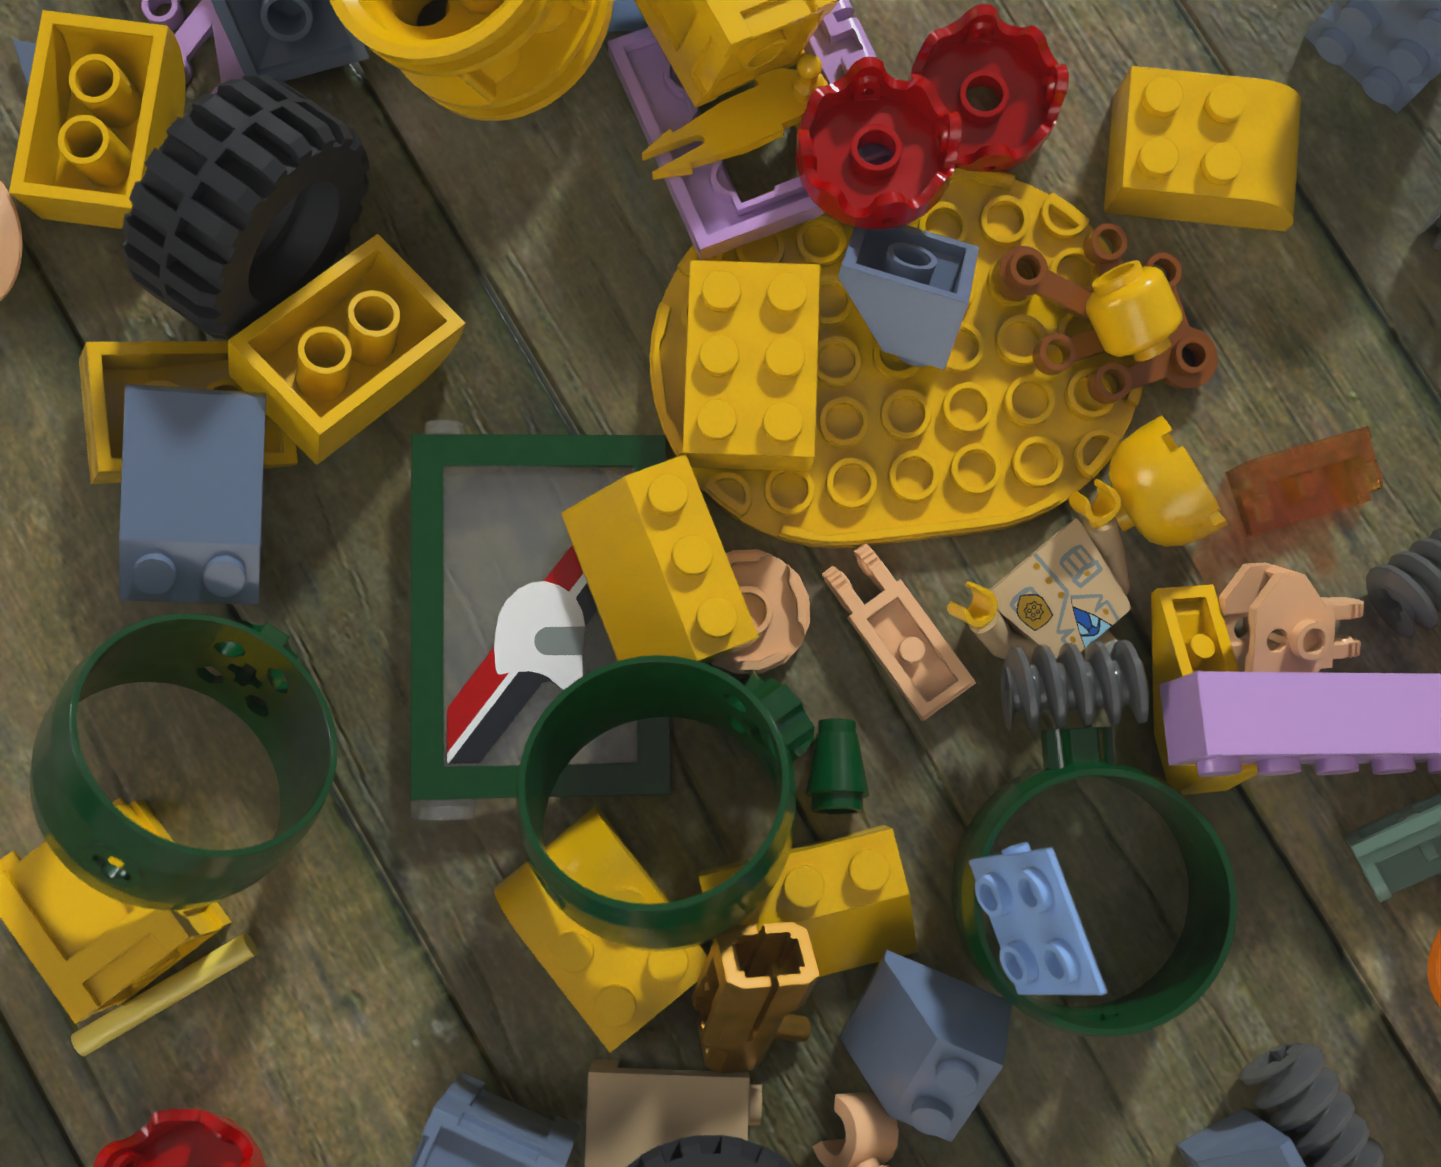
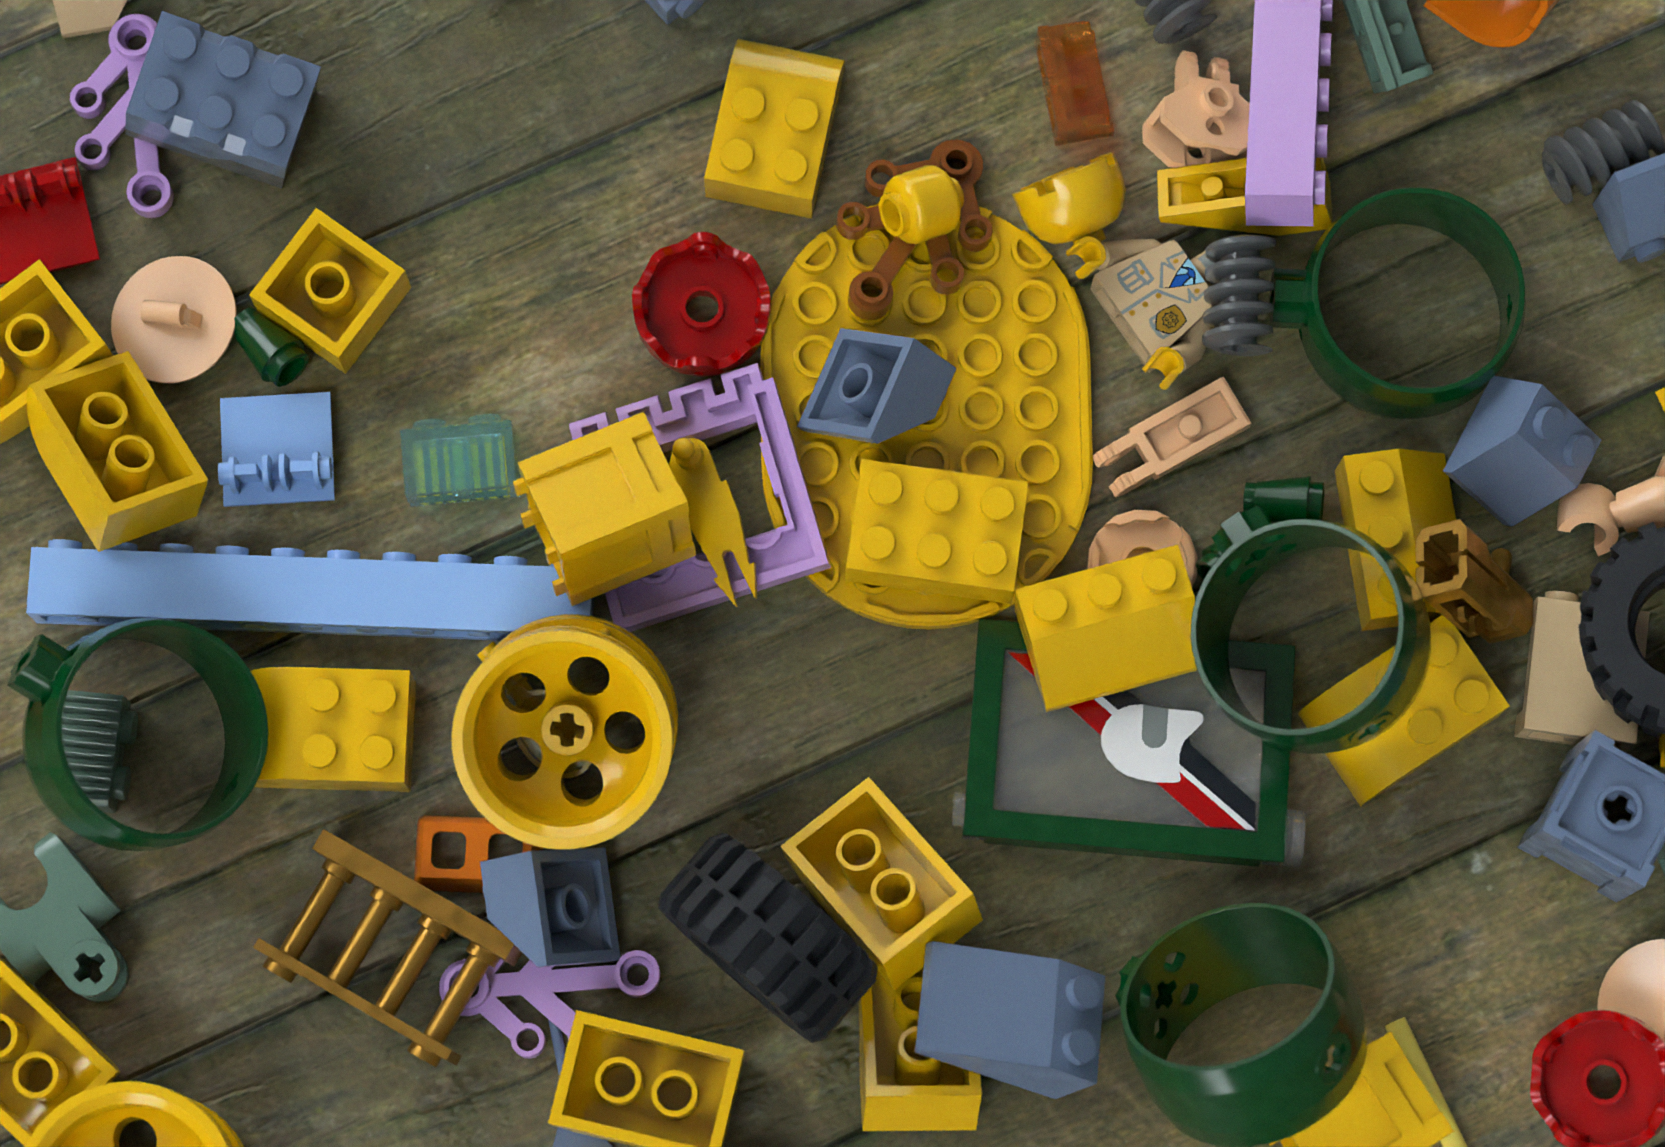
camera: 85 degrees left, 5 degrees down
(881, 110) = (752, 363): red plate -> none
(1035, 923) = (1432, 343): light blue hinge -> none

